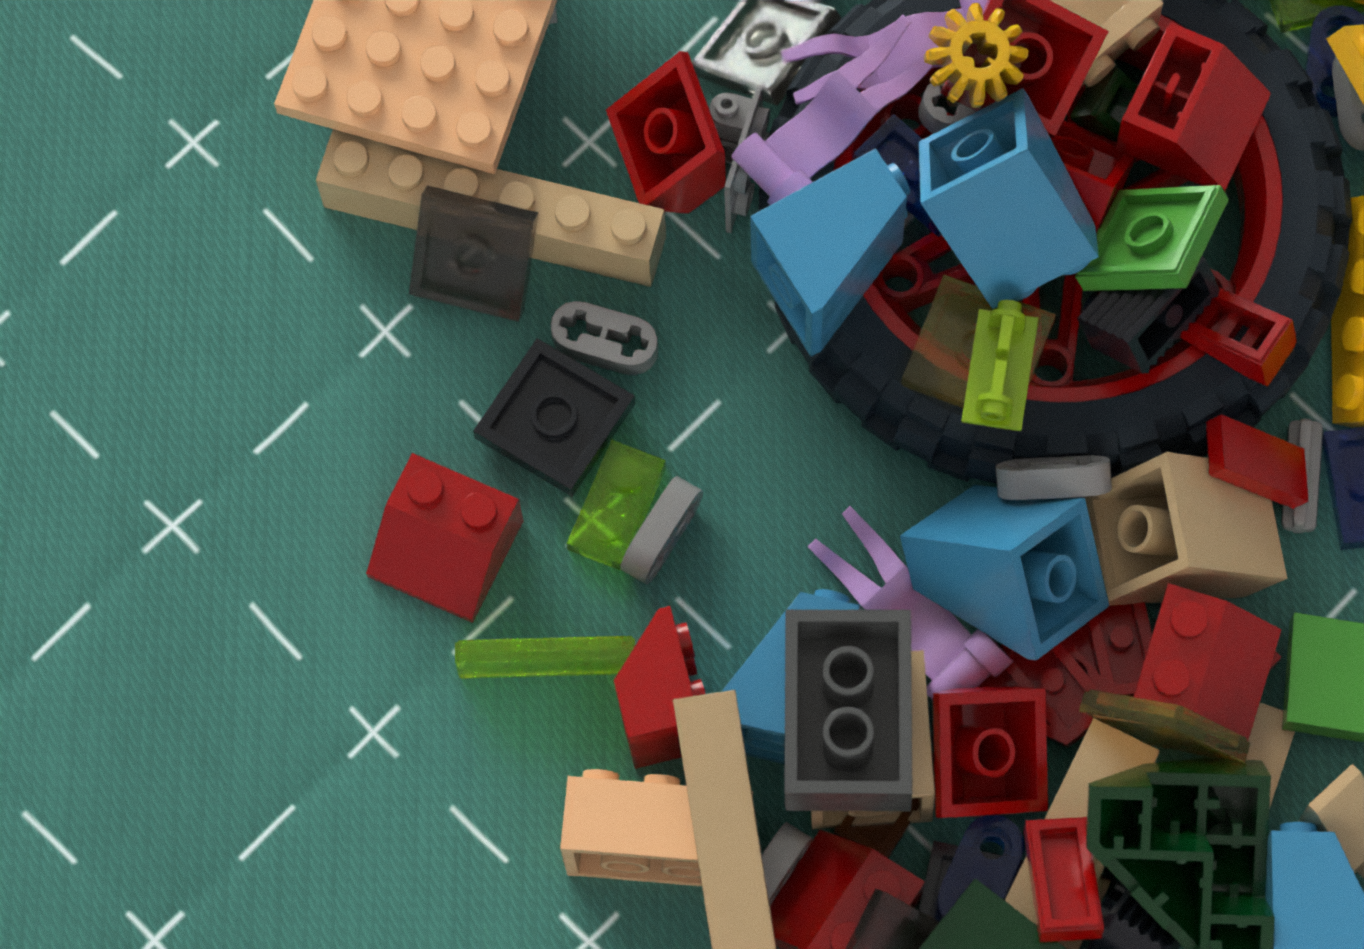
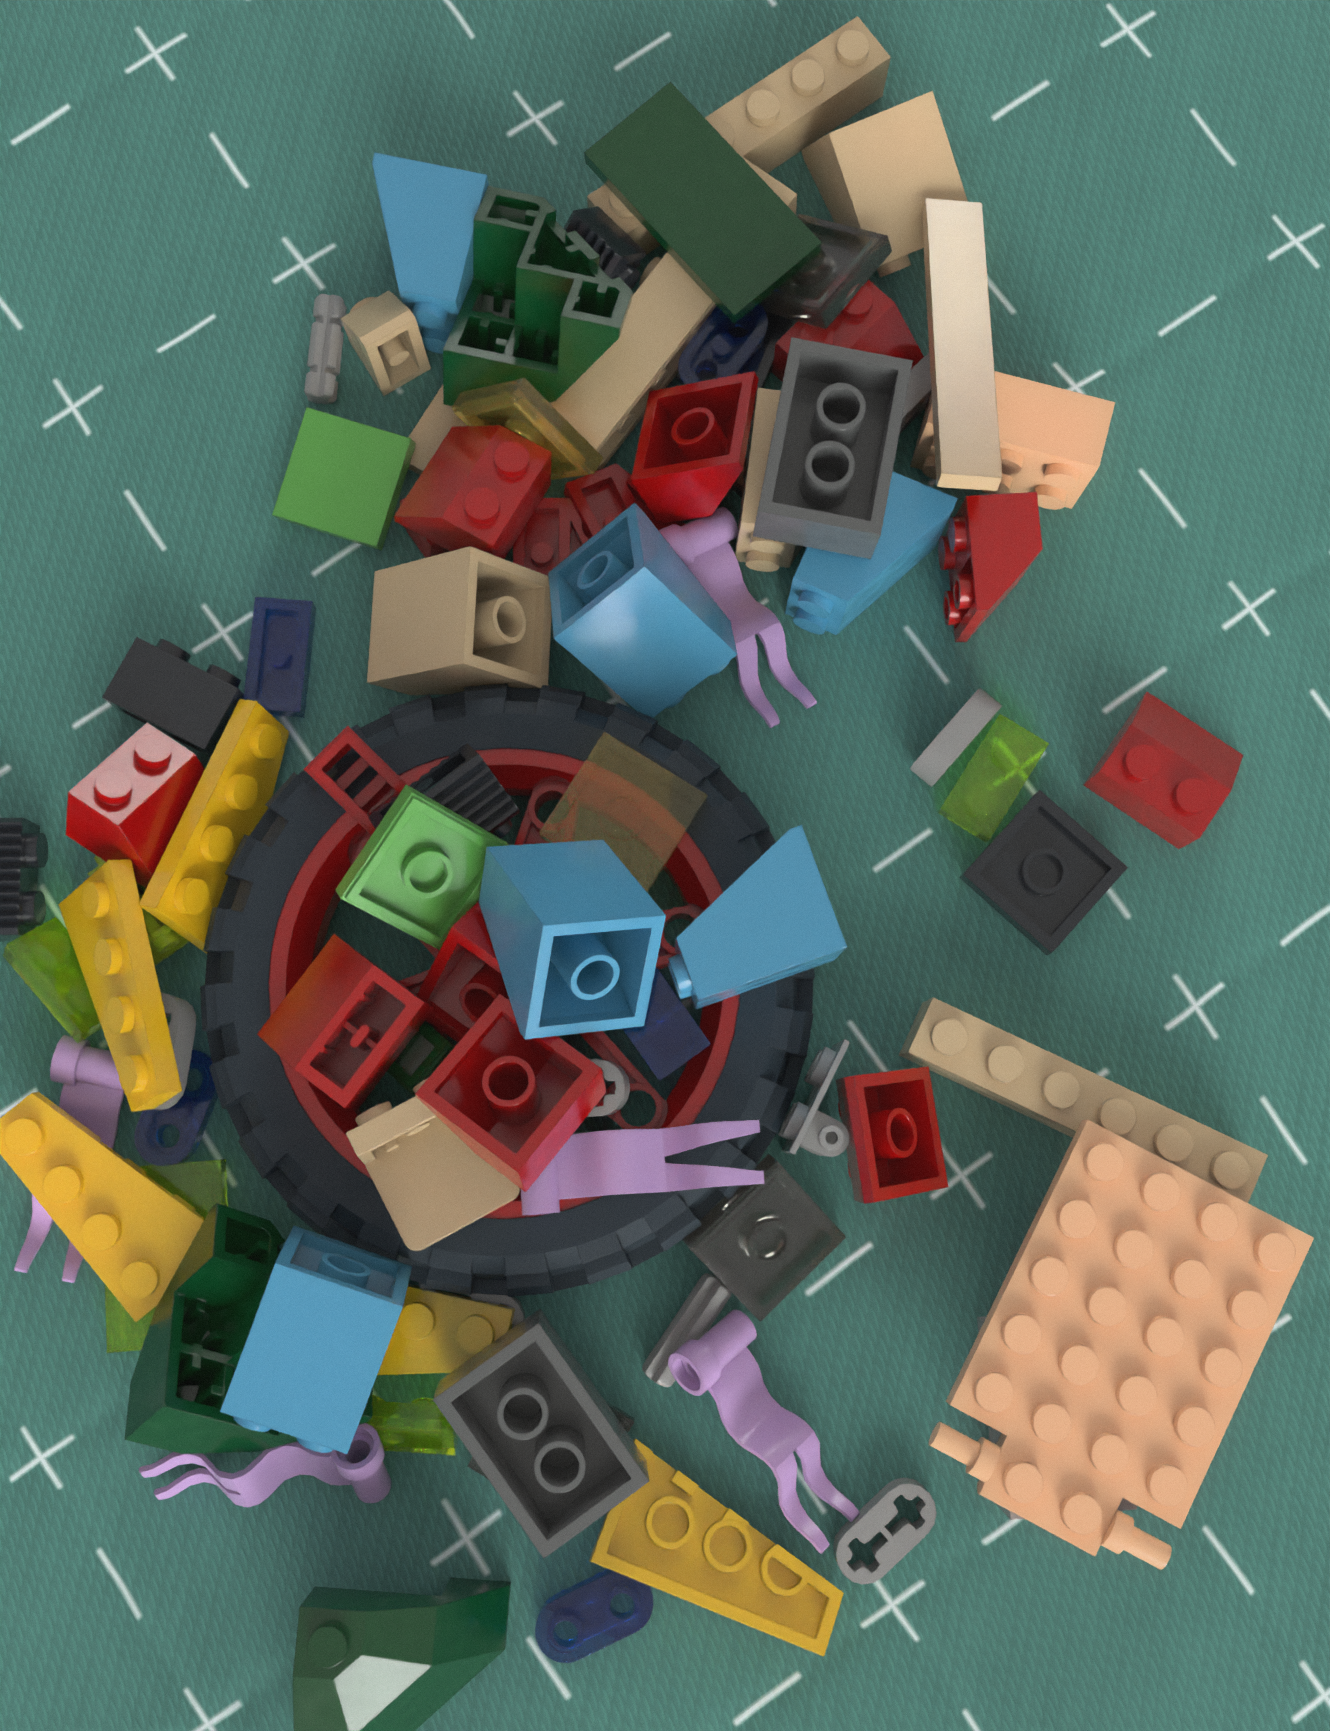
camera: 175 degrees left, 10 degrees up
(473, 253) = (1109, 1050): clear smoke tile -> none
(542, 656) = (1085, 632): clear neon green tile -> none
(607, 325) = (986, 937): light grey beam -> none
(828, 122) = (731, 1083): lavender flag -> none
(990, 41) = (570, 1049): yellow gear -> none
(1000, 367) = (610, 774): lime hinge -> none
(1053, 477) = (577, 676): light grey beam -> none
(1063, 880) = (658, 293): red tile -> none
(1257, 461) = (375, 673): red tile -> none
(1309, 436) = (332, 682): light grey axle -> none

